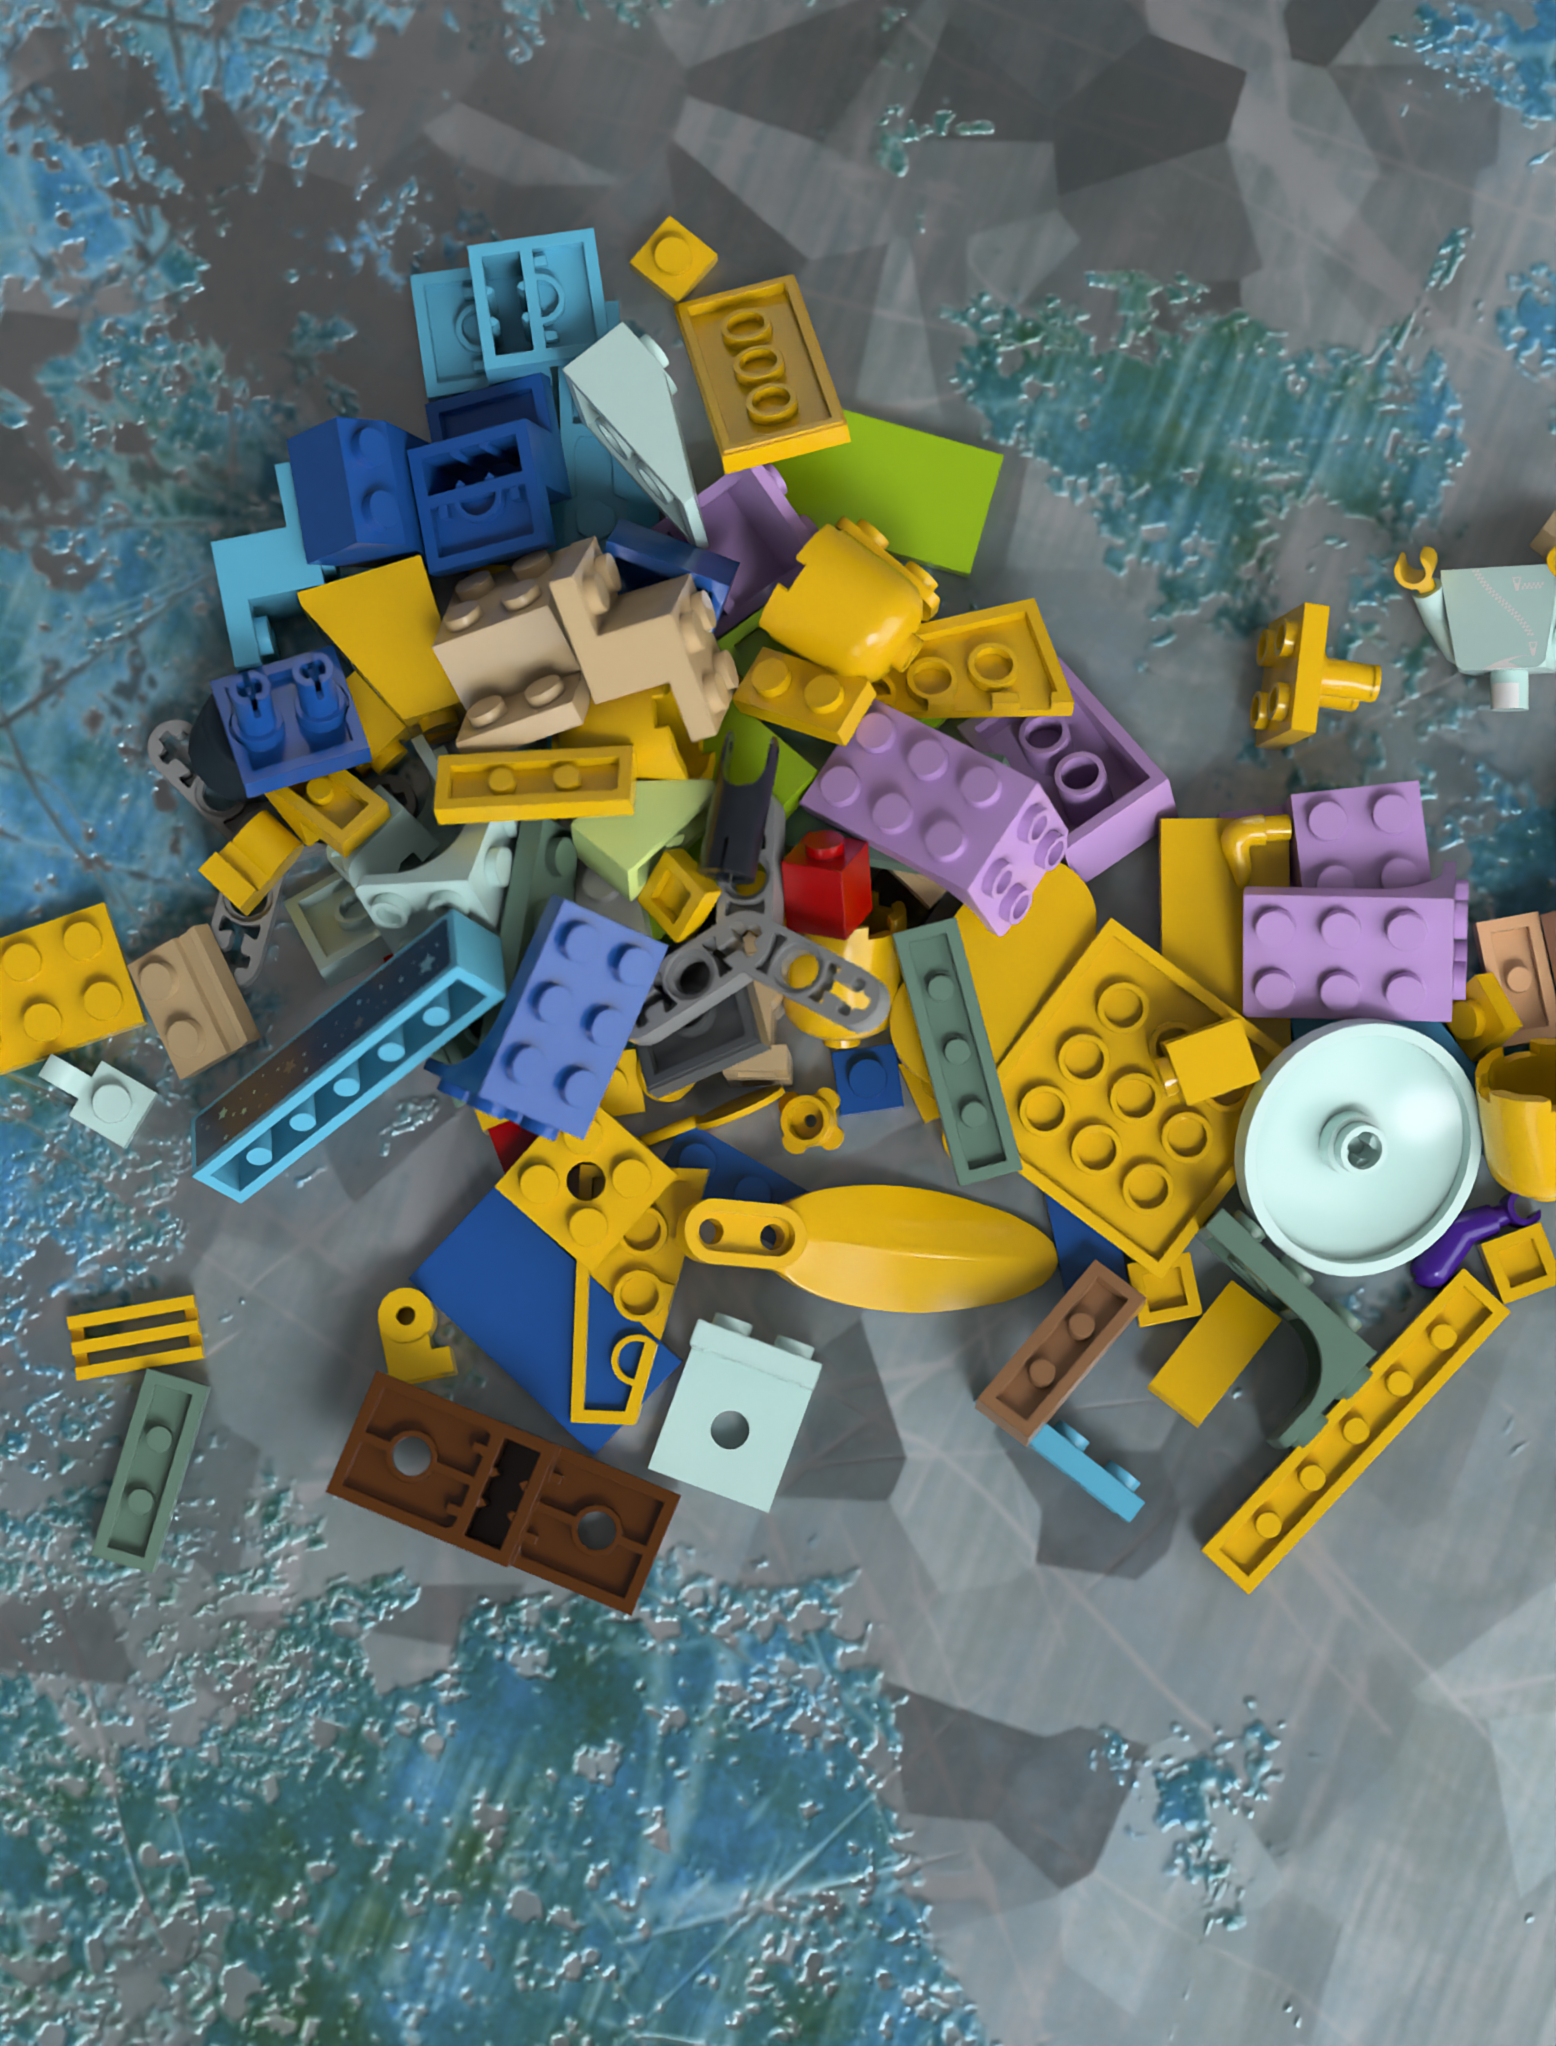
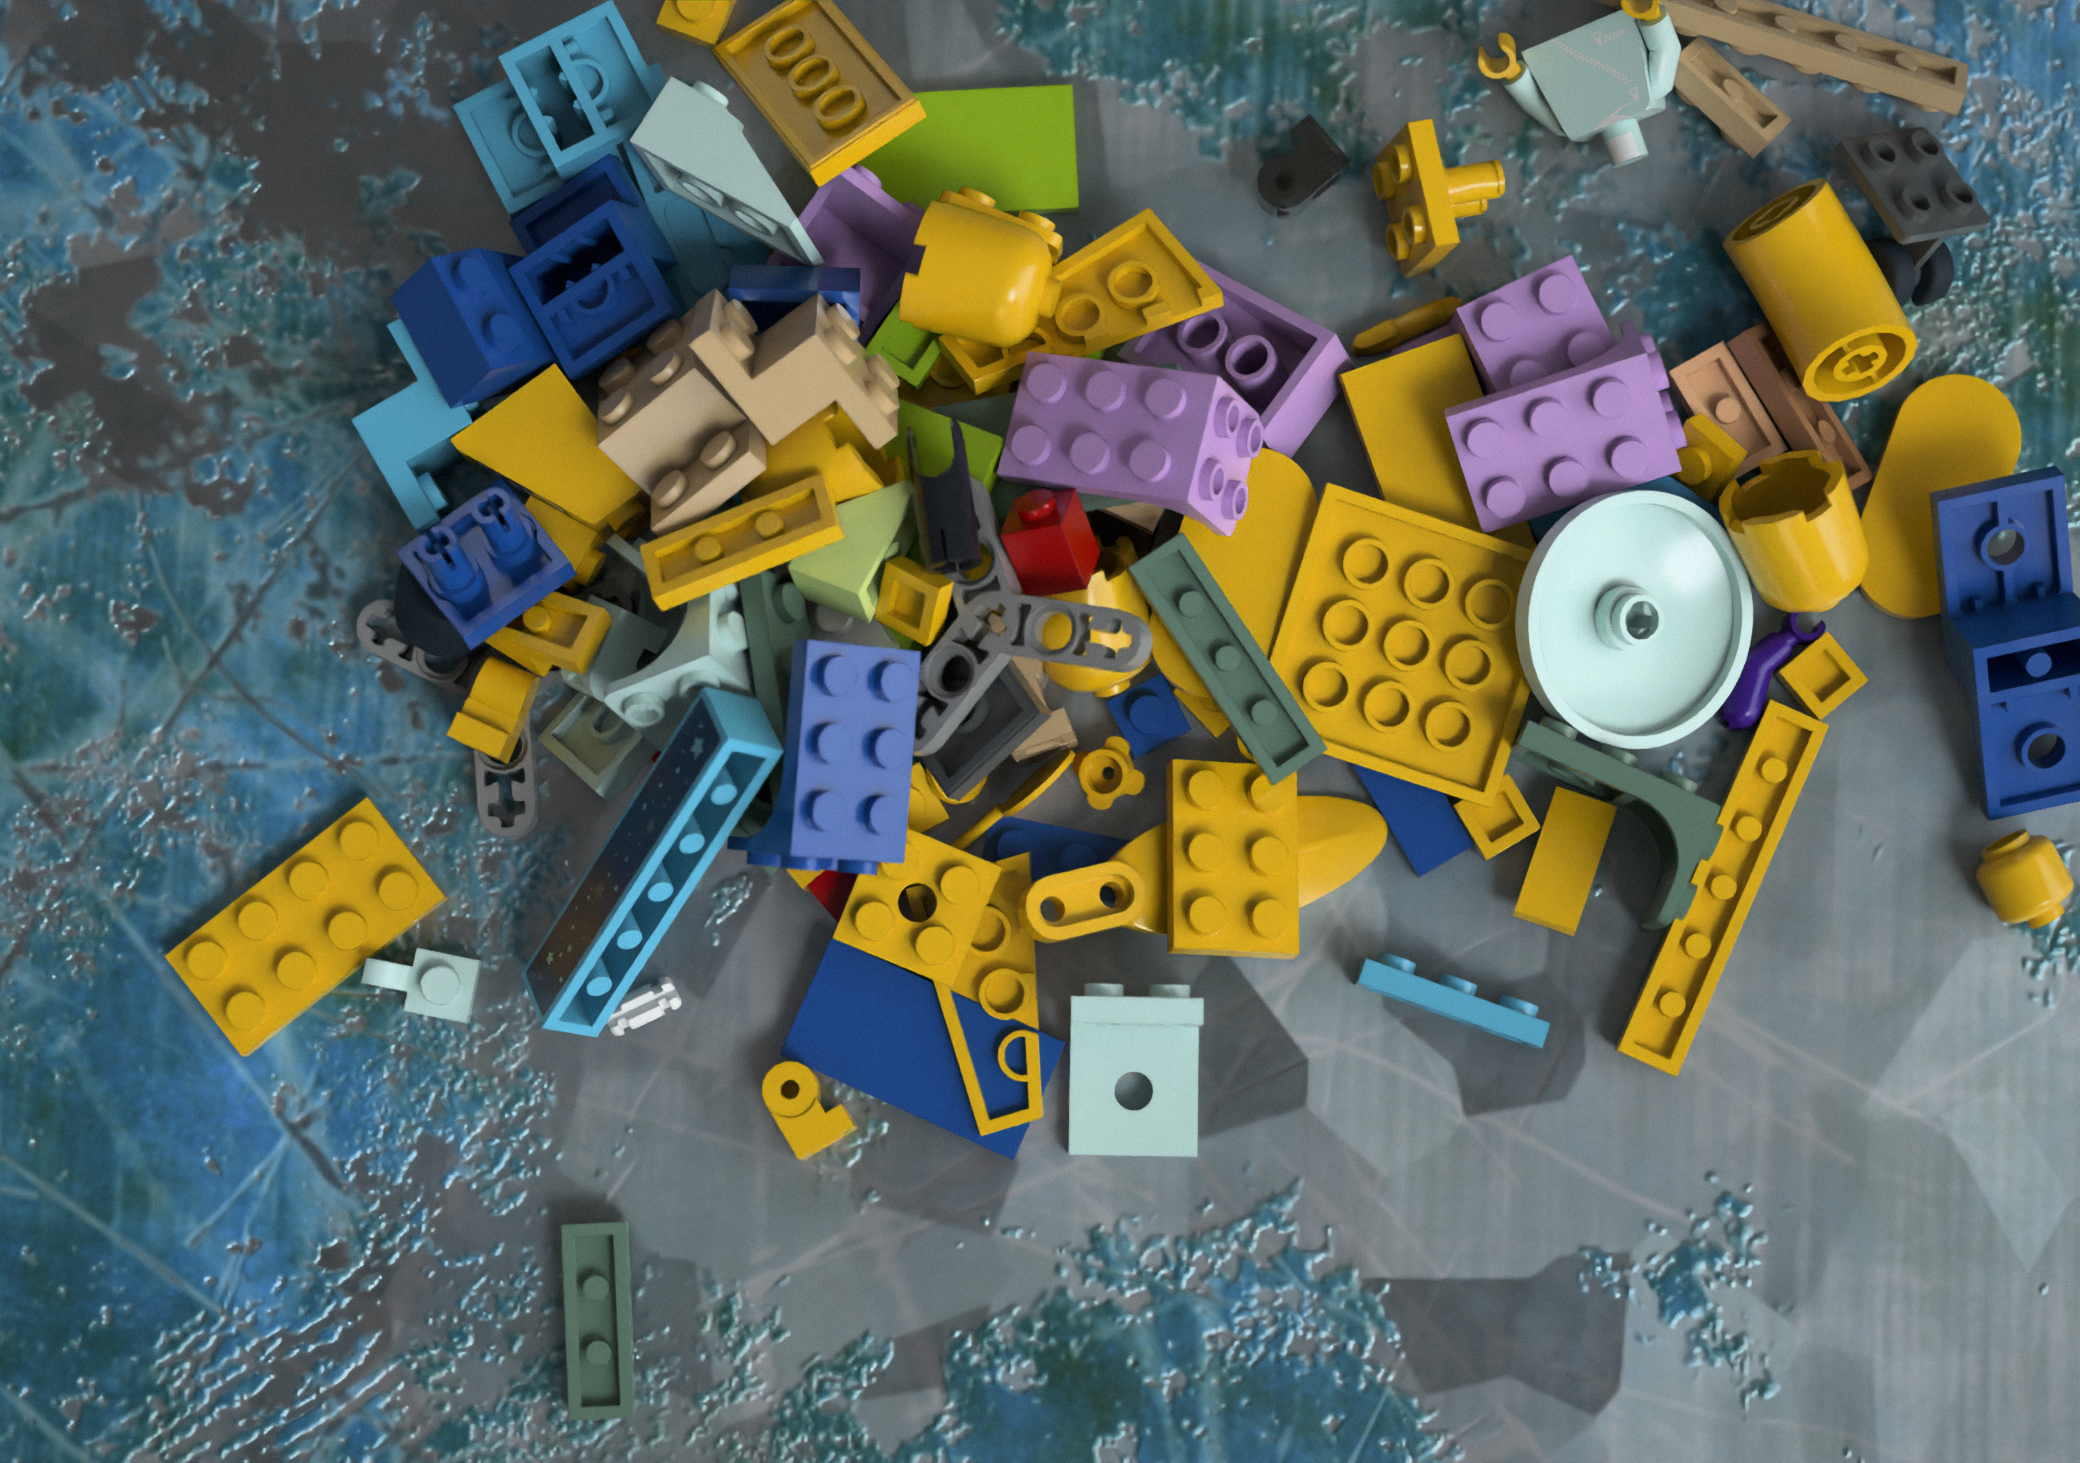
camera: 15 degrees left, 0 degrees up
(82, 1346) = (492, 1225): yellow tile -> none
(194, 1001) = (485, 861): tan plate -> none
(296, 1189) = (644, 1005): none -> white piece
(503, 1493) = (940, 1225): reddish brown bracket -> none
(804, 696) = (966, 372): yellow plate -> none
(897, 1244) = (1231, 861): none -> yellow plate
(1060, 1353) = (1421, 910): medium nougat plate -> none
(1184, 619) = (1298, 179): none -> clear smoke leg
(1207, 1062) = (1466, 587): yellow brick -> none
(1227, 794) = (1395, 331): none -> yellow piece
(1248, 832) = (1427, 358): yellow animal -> none

